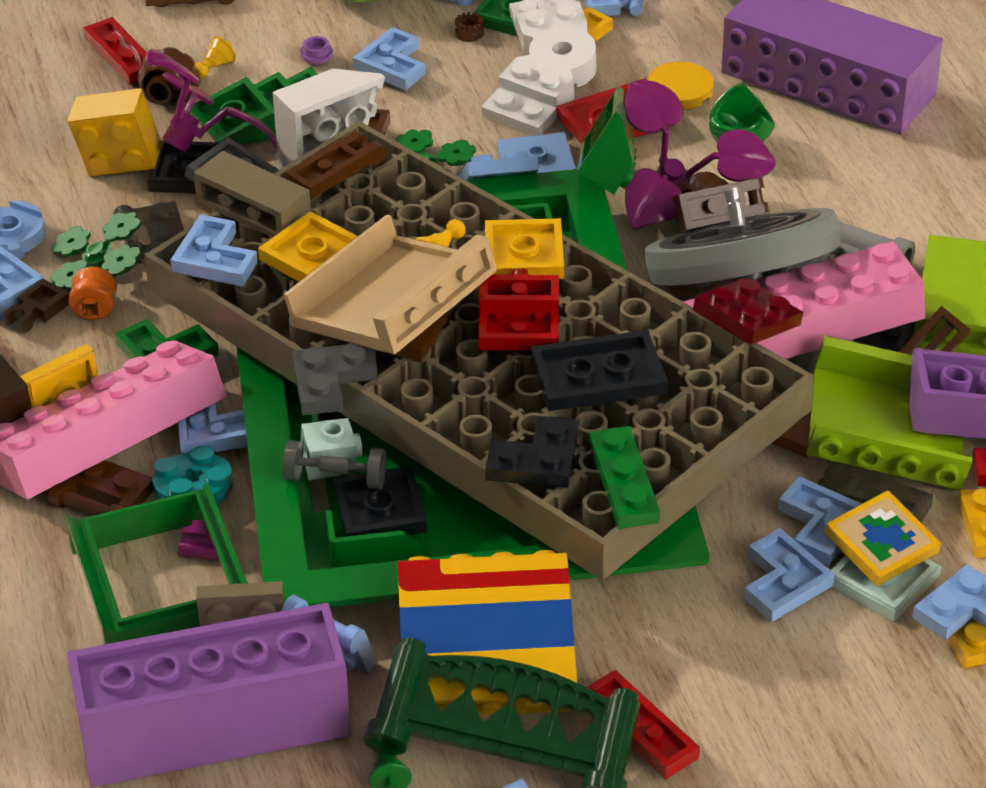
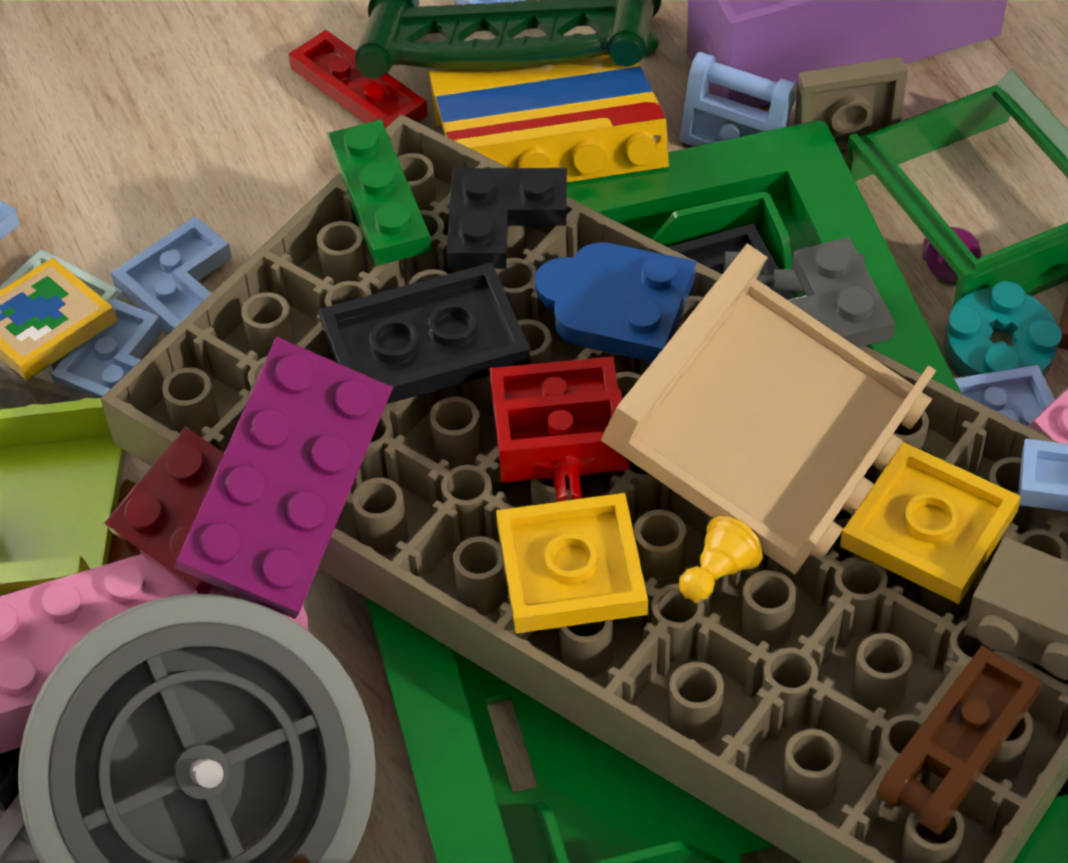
camera: 175 degrees right, 10 degrees up
(466, 391) = (616, 298): none -> blue plate
(689, 290) = (284, 478): none -> magenta plate

